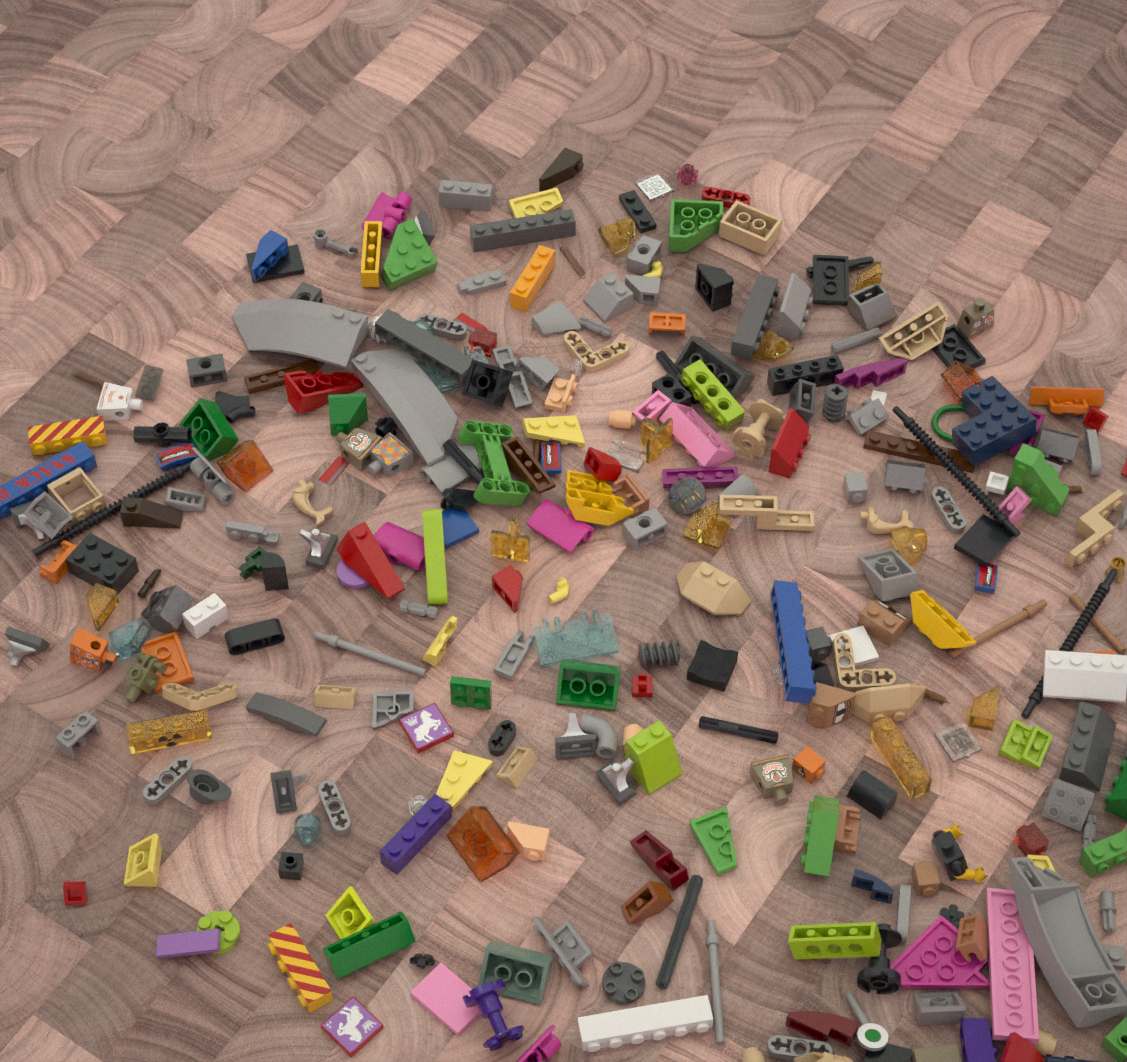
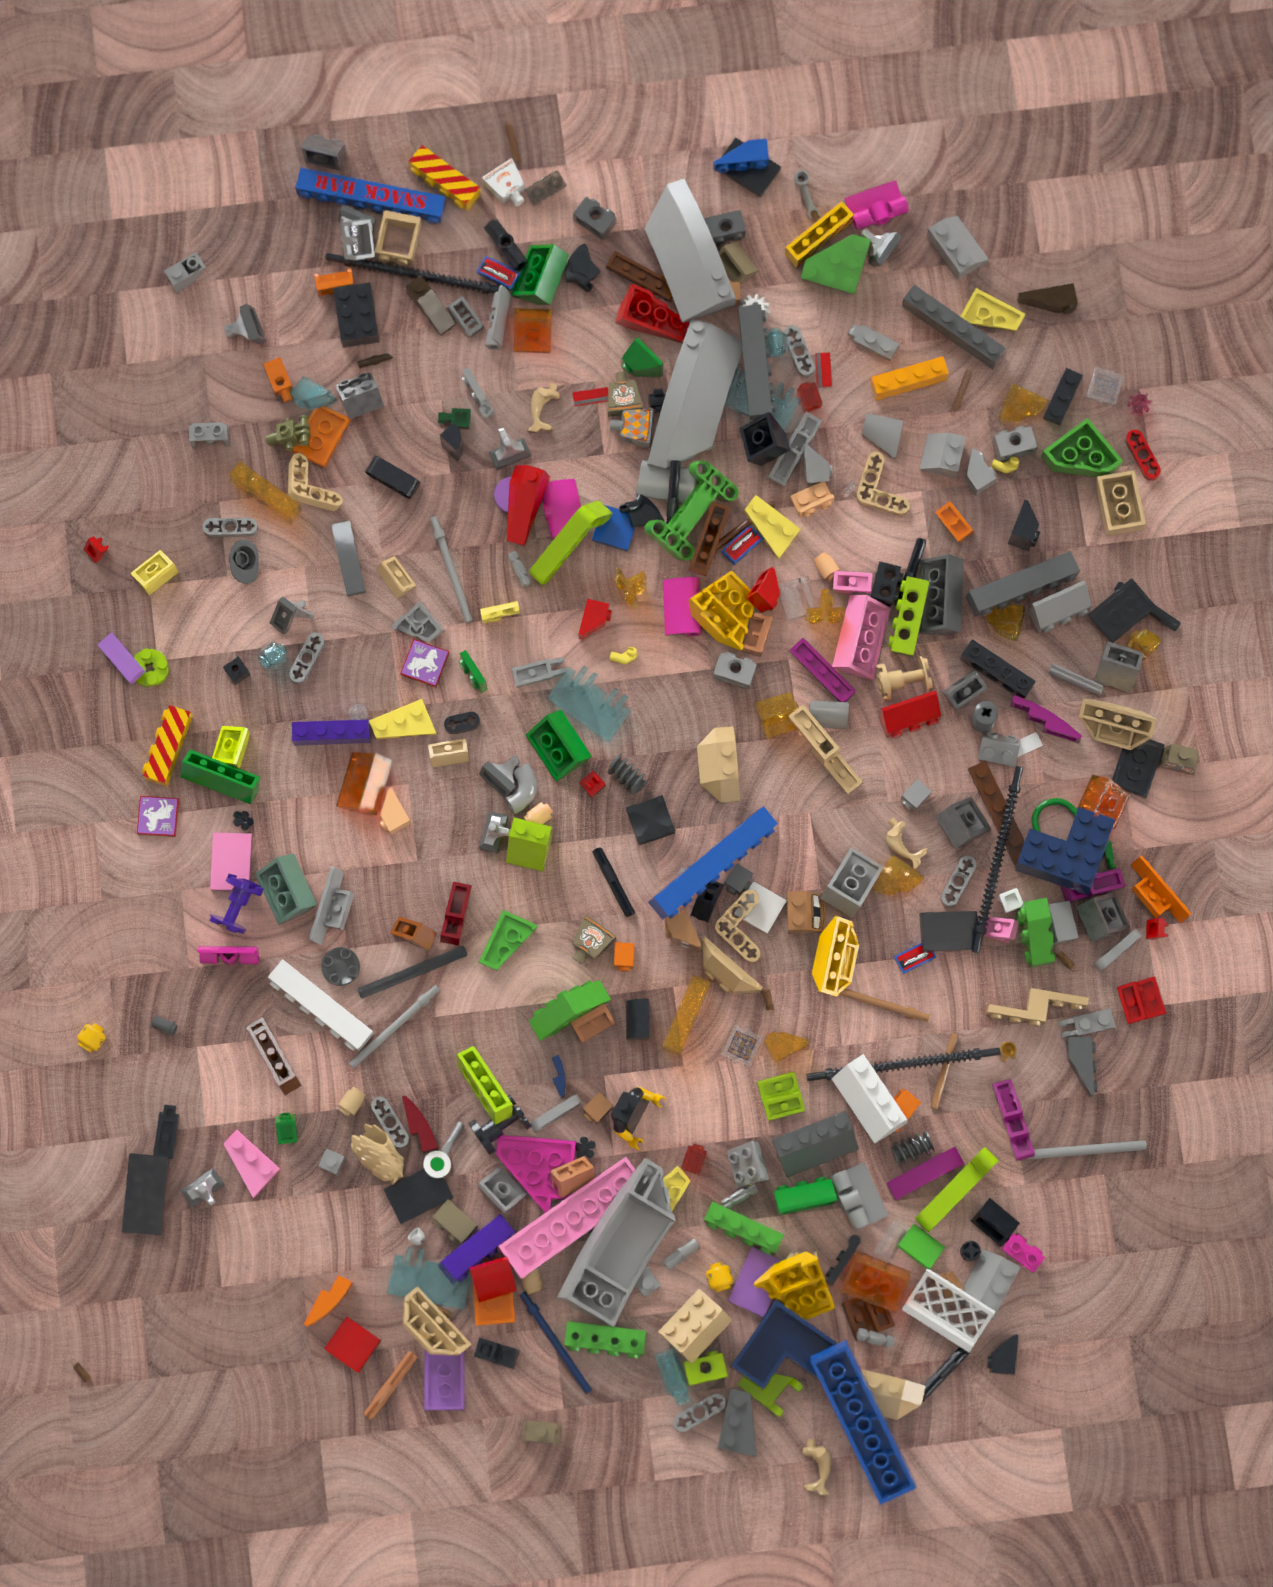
camera: 50 degrees right, 25 degrees up
(101, 604) = (323, 346): clear yellow slope -> none
(205, 615) = (378, 427): white brick -> none
(595, 326) = (905, 467): light grey axle -> none
(687, 495) = (793, 676): dark grey dish -> none

